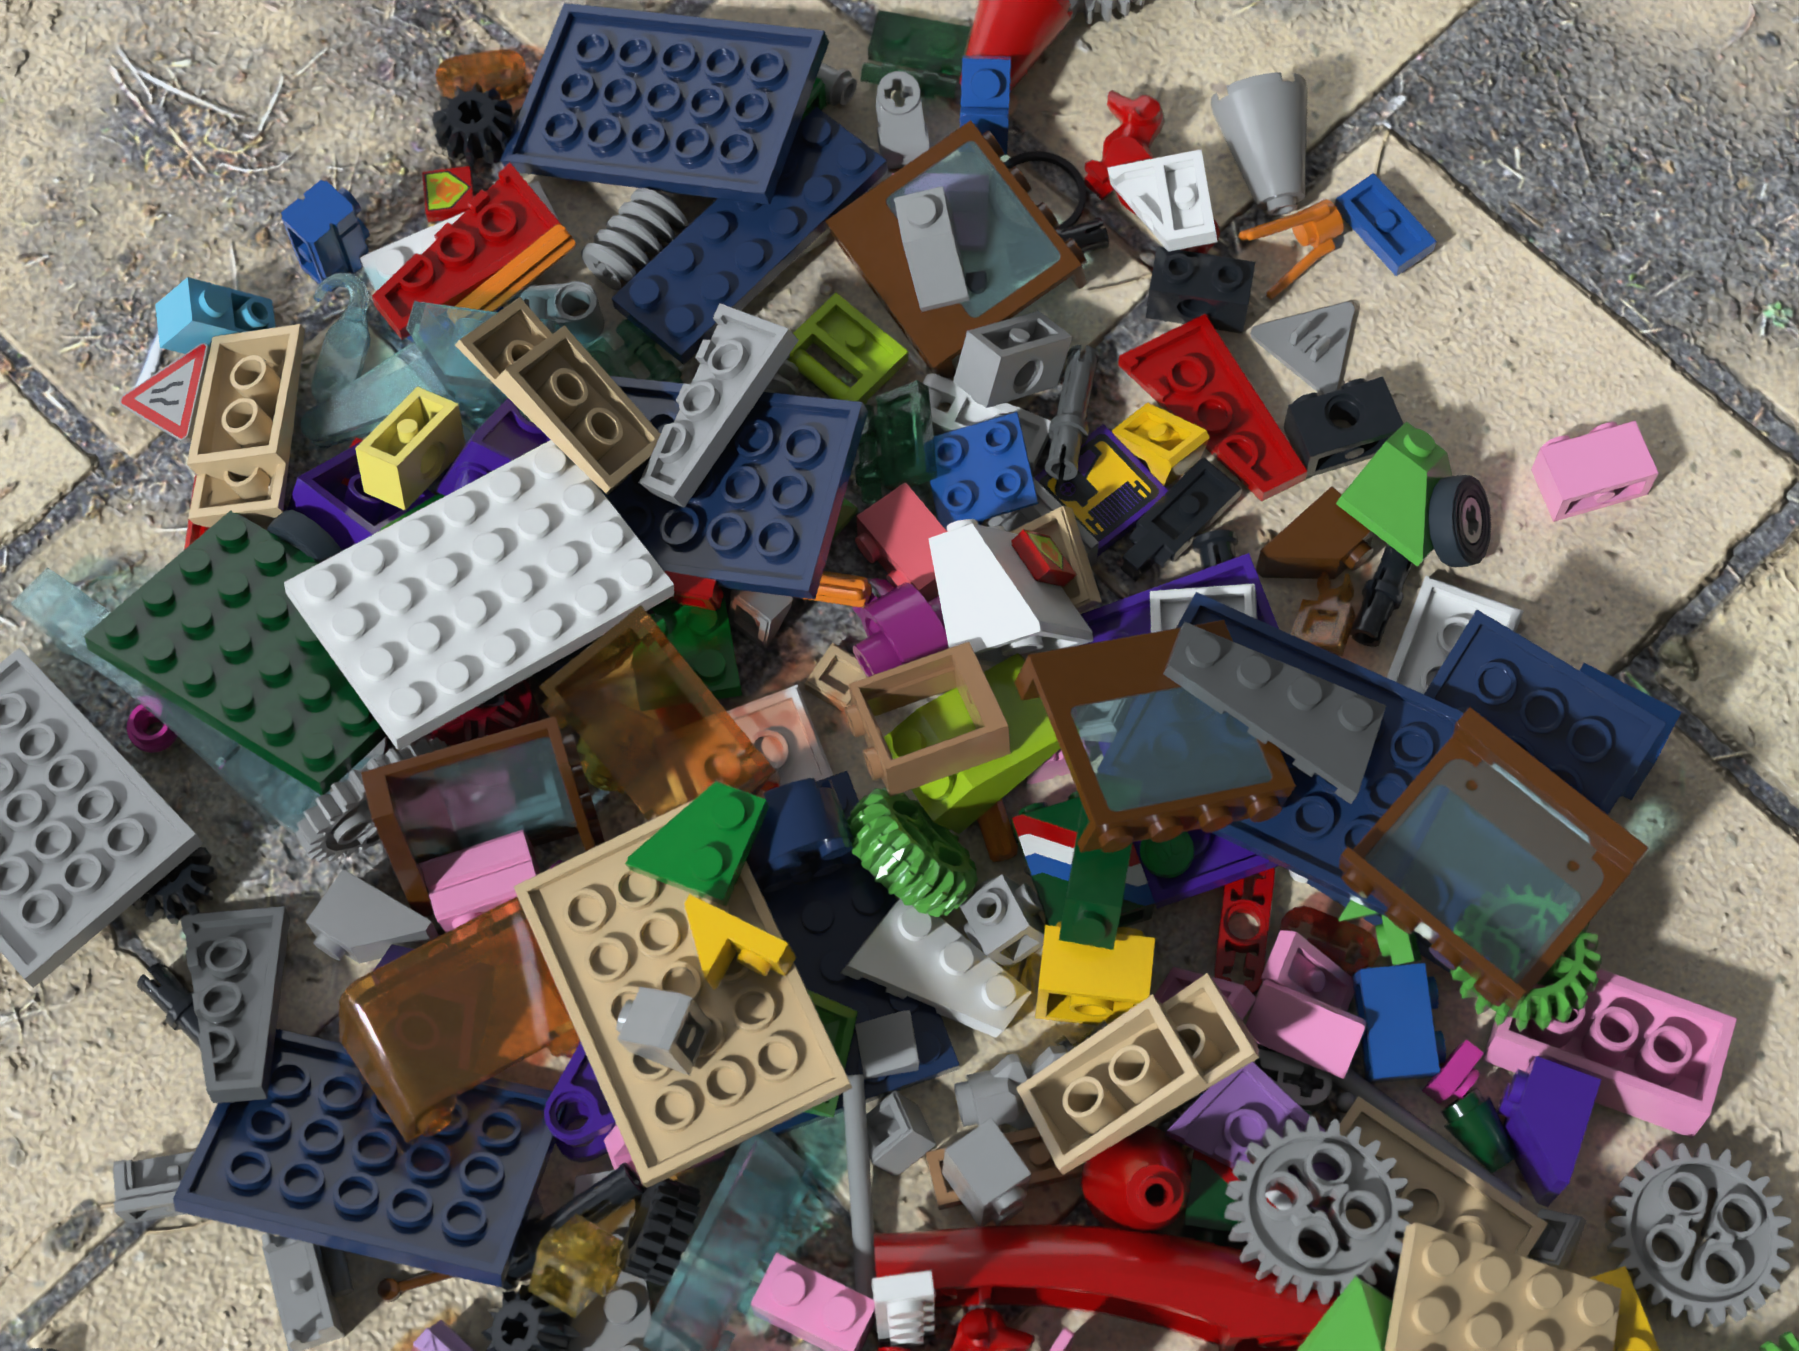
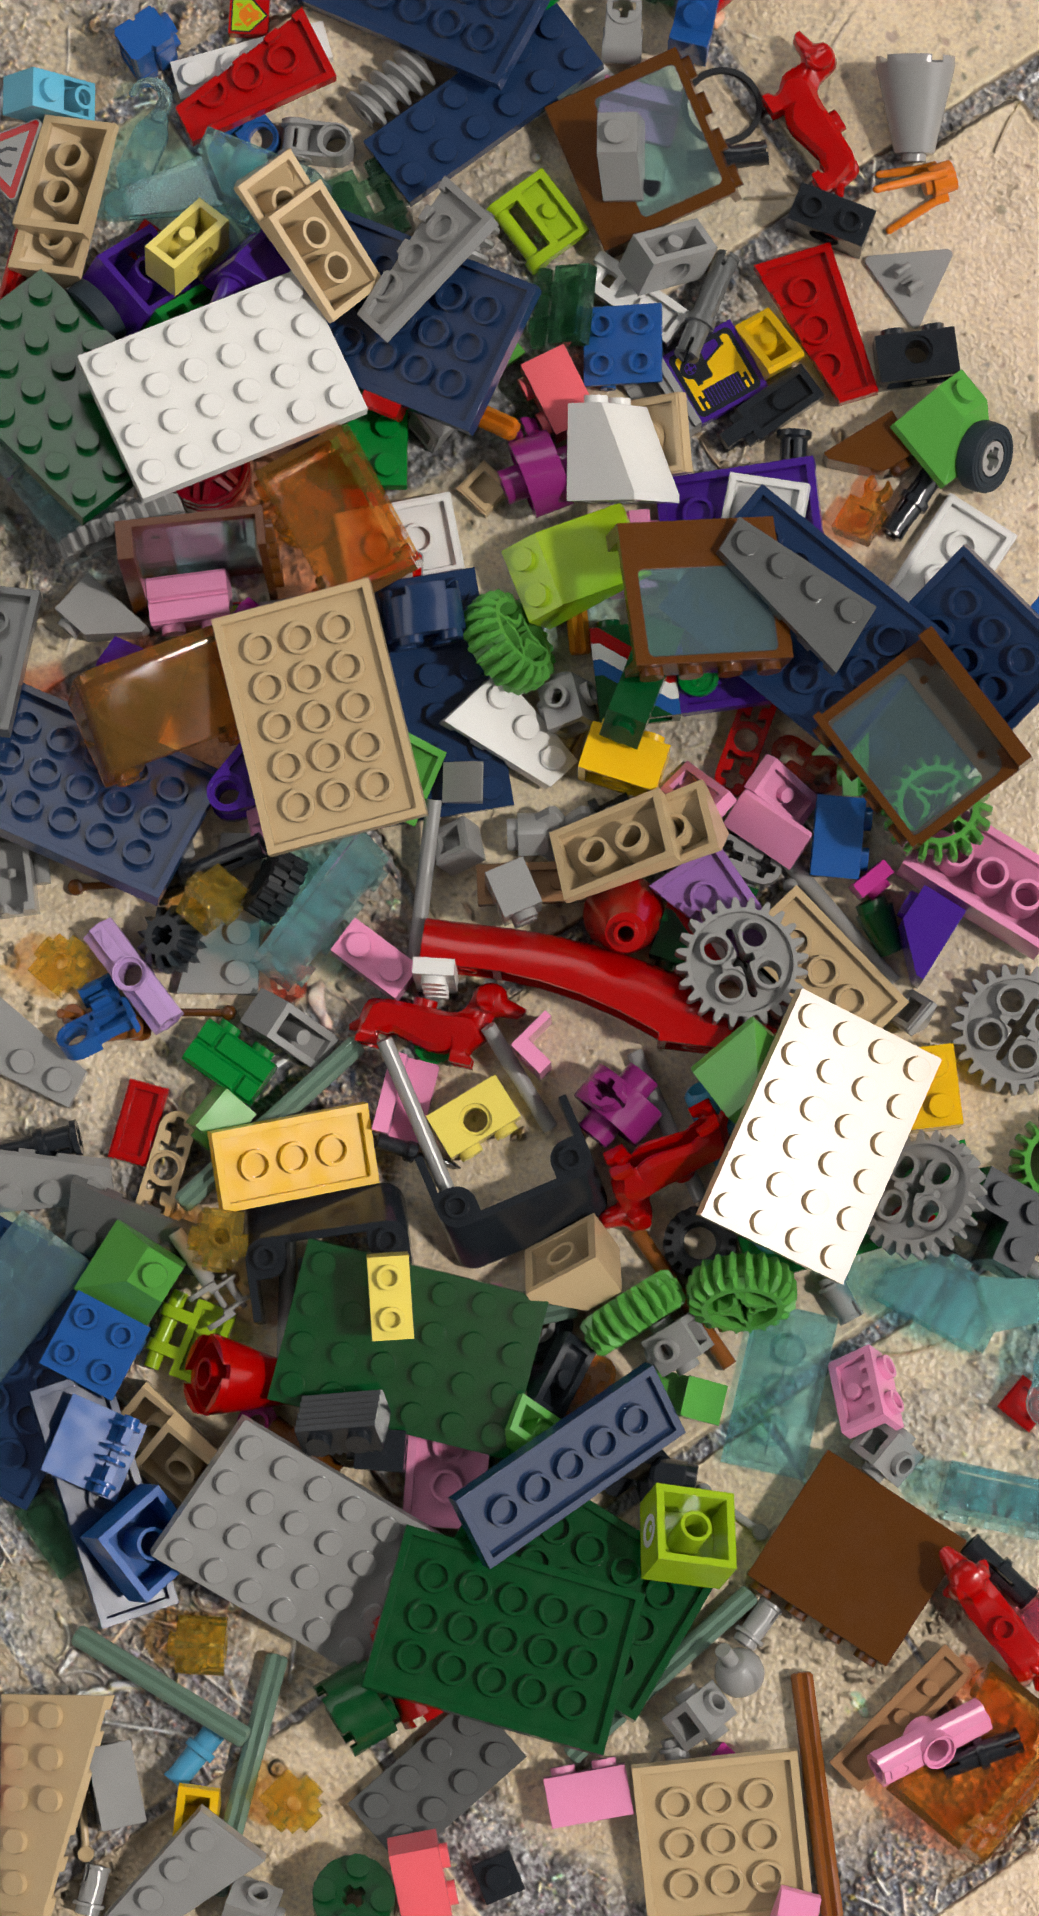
camera: 15 degrees right, 15 degrees up
(521, 271) = (289, 110): orange axle -> none
(663, 1028) = (300, 750): light grey slope -> none
(704, 843) = (354, 617): green wing -> none
(722, 935) = (352, 691): yellow slope -> none
(917, 681) = (535, 515): medium nougat window -> none
(1043, 558) = (653, 432): red tile -> none
(1169, 198) = (820, 144): white wing -> none
(1385, 224) = (992, 189): blue plate -> none

